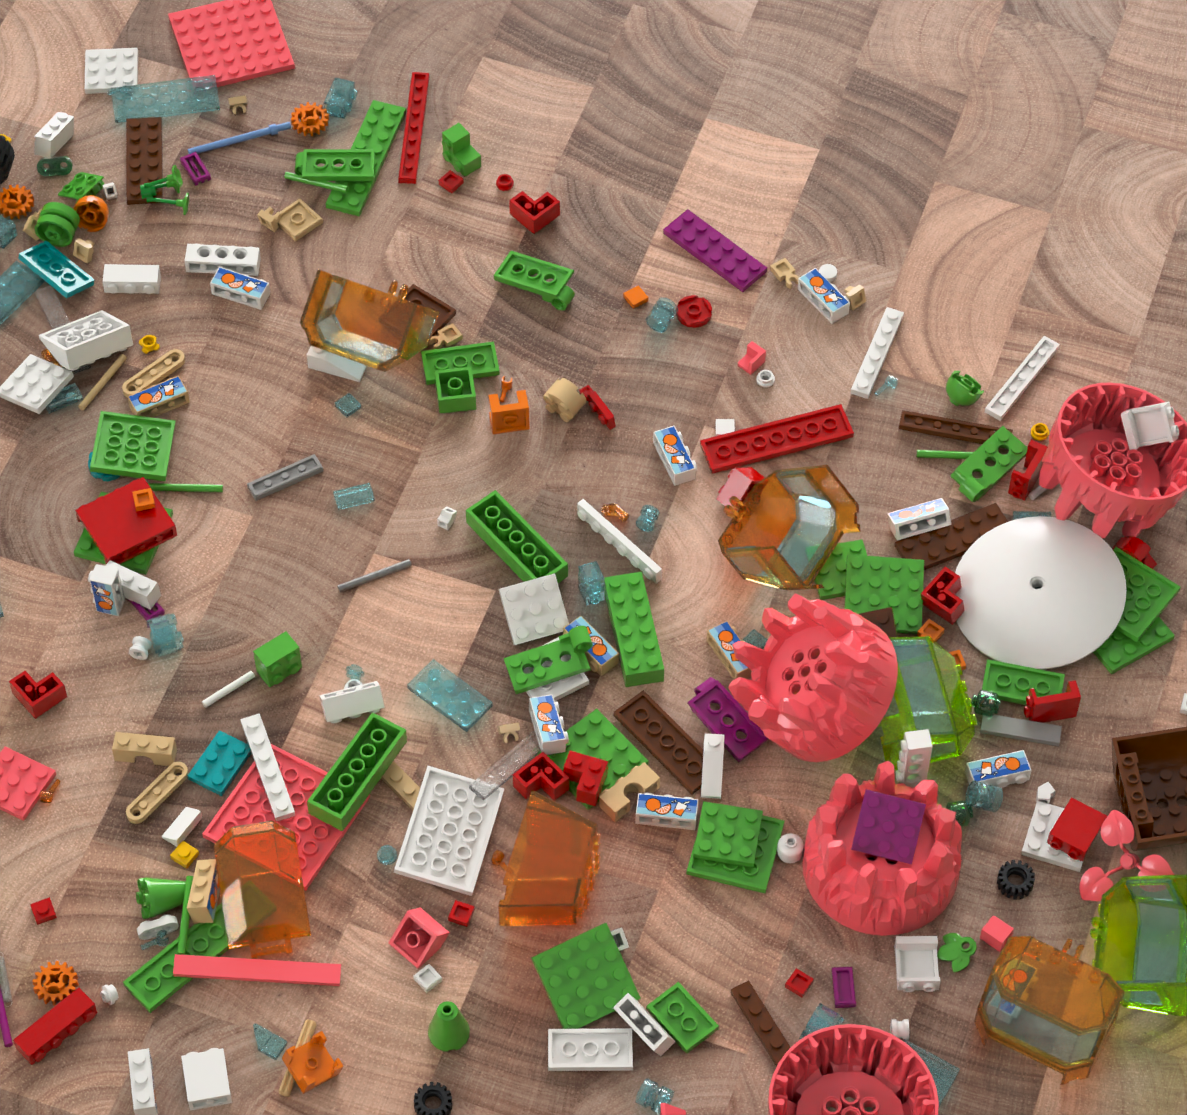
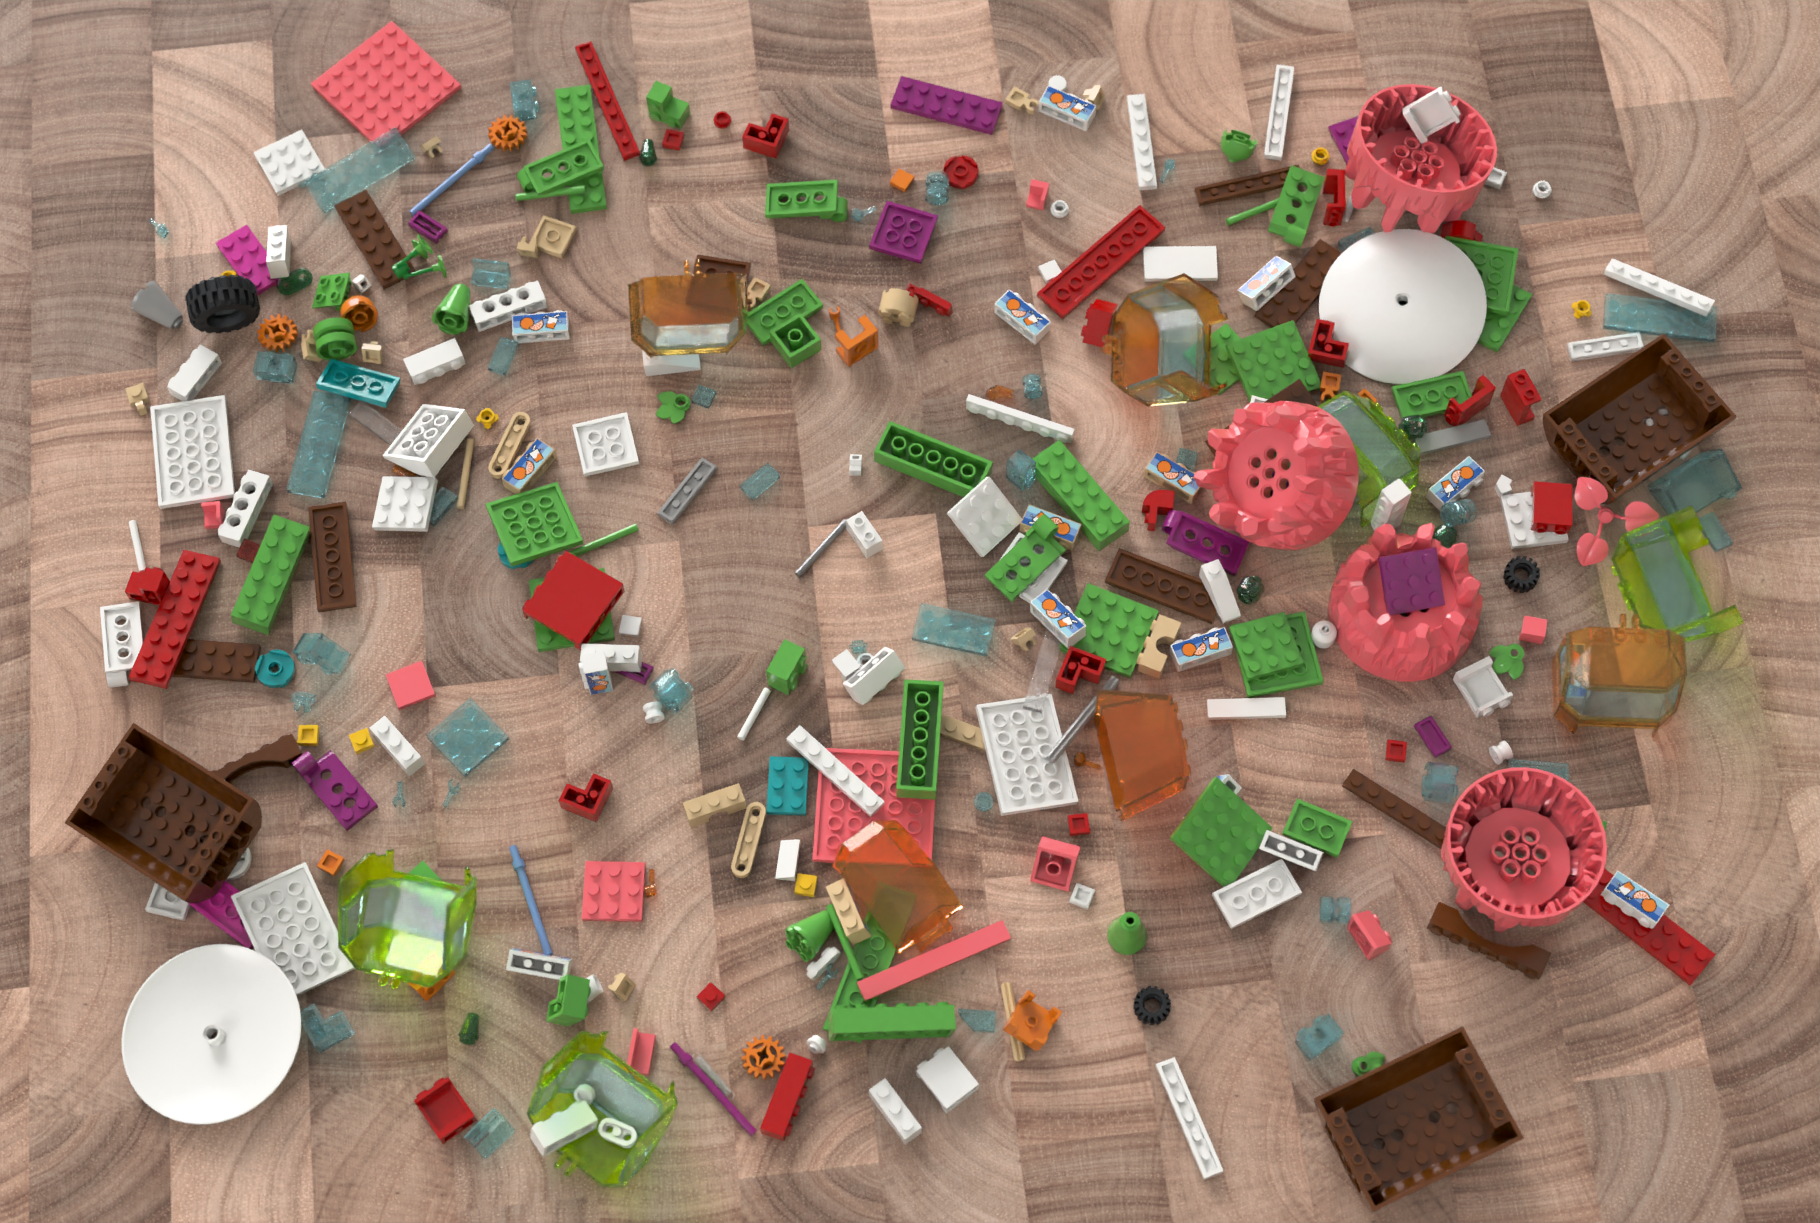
camera: 25 degrees left, 10 degrees up
(24, 125) = (247, 258): none -> dark pink plate
(143, 499) = (581, 572): orange plate -> none
(165, 568) = (630, 626): none -> white tile
(172, 243) = (453, 311): none -> bright green cone
(182, 1001) = (891, 1022): none -> bright green brick
(194, 299) = (503, 356): none -> clear light blue tile
(224, 227) = (490, 273): none -> clear light blue panel
(236, 408) = (605, 444): none -> white plate
(314, 401) = (670, 406): none -> bright green plate
(332, 680) = (846, 664): none -> white panel
(417, 579) = (864, 534): none -> white brick
(421, 184) = (647, 154): none -> clear green cone
(503, 829) = (1078, 724): none -> light grey axle
(578, 310) = (858, 214): none -> clear light blue hand
(589, 773) = (1119, 646): red brick -> none
(609, 340) = (903, 232): none -> magenta plate
(679, 883) = (1246, 708): none -> white tile
(701, 667) = (1156, 503): none -> red brick
(744, 779) = (1250, 589): none -> clear green head
(854, 471) = (1171, 261): none -> white tile
(1103, 717) = (1519, 395): none -> red panel

